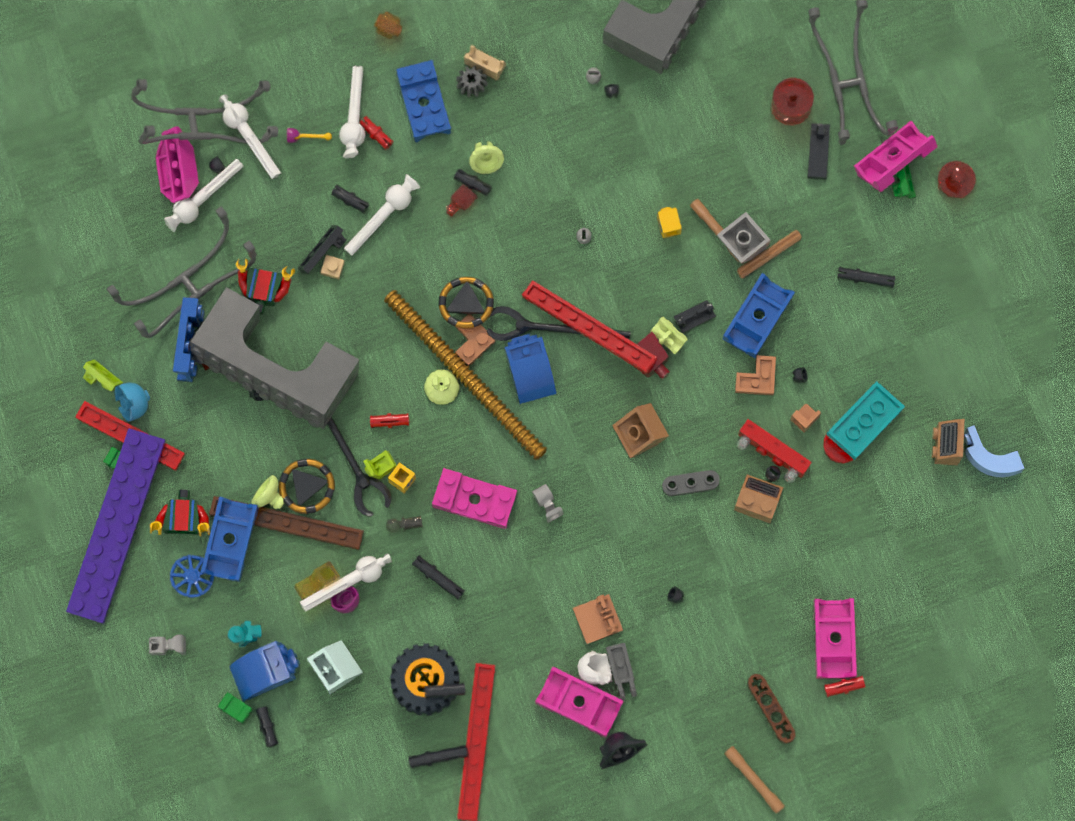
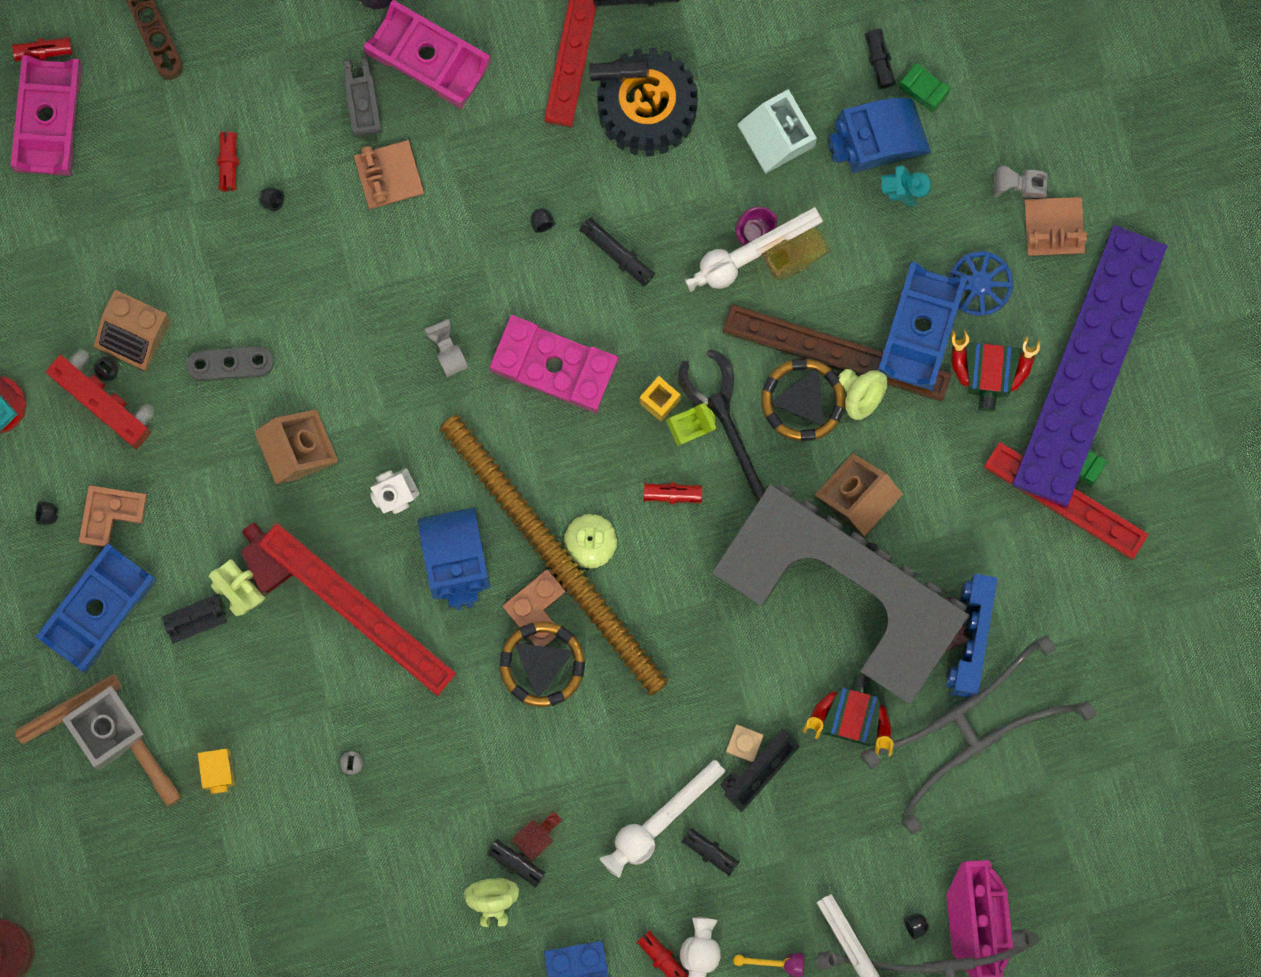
camera: 175 degrees left, 5 degrees up
(96, 371) = (1101, 593): lime hinge -> none
(132, 399) = (1060, 551): dark azure cylinder -> none
(142, 619) = (1054, 226): none -> nougat hinge
(187, 210) = (964, 847): white piece -> none
(267, 428) = (859, 494): none -> medium nougat slope
(393, 525) = (677, 334): clear smoke pin -> none
(491, 596) = (541, 220): none -> black hinge
(524, 325) = (456, 624): black piece -> none
(572, 404) = (394, 491): none -> white brick
(595, 668) = (399, 99): white hair -> none
(708, 618) = (227, 161): none -> red pin
(805, 417) = (45, 448): nougat panel -> none

